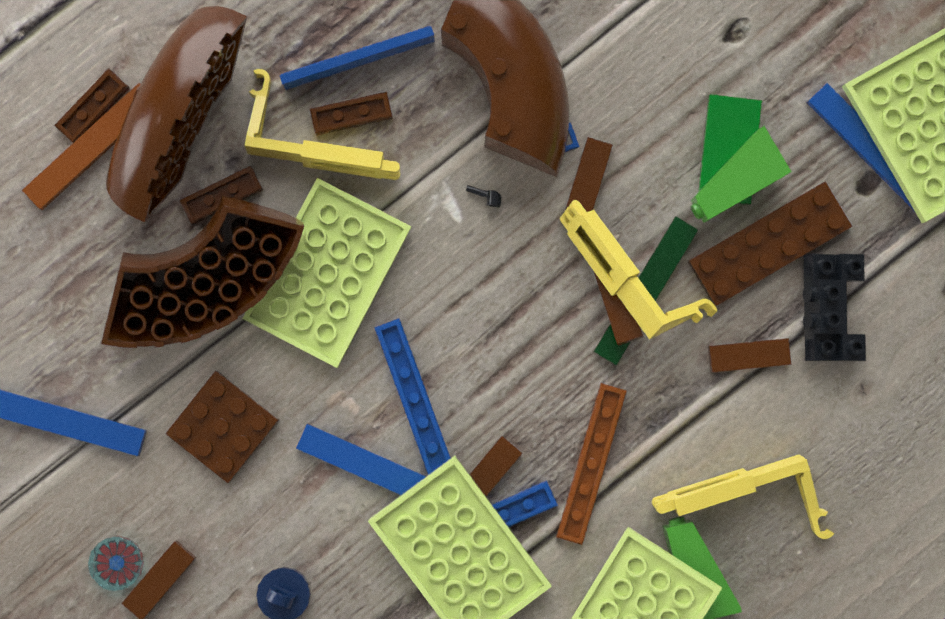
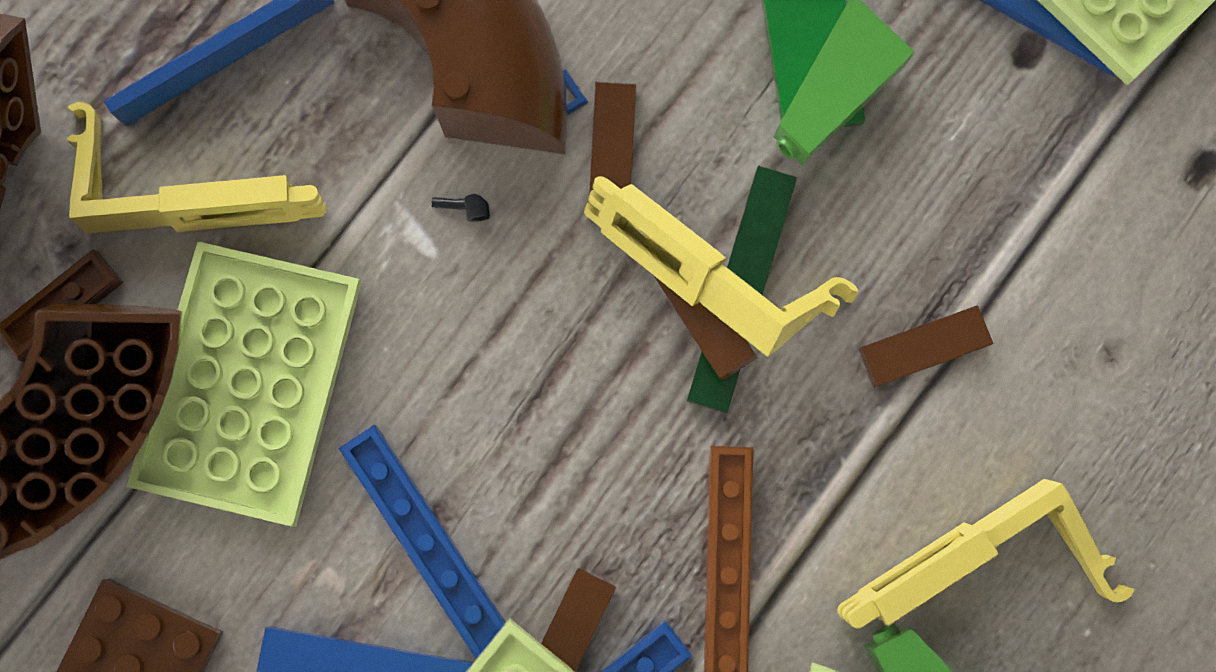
camera: 10 degrees left, 5 degrees down
(351, 113) = (231, 135): reddish brown tile -> none
(770, 243) = (908, 173): reddish brown plate -> none
(827, 307) = (1024, 244): black bracket -> none

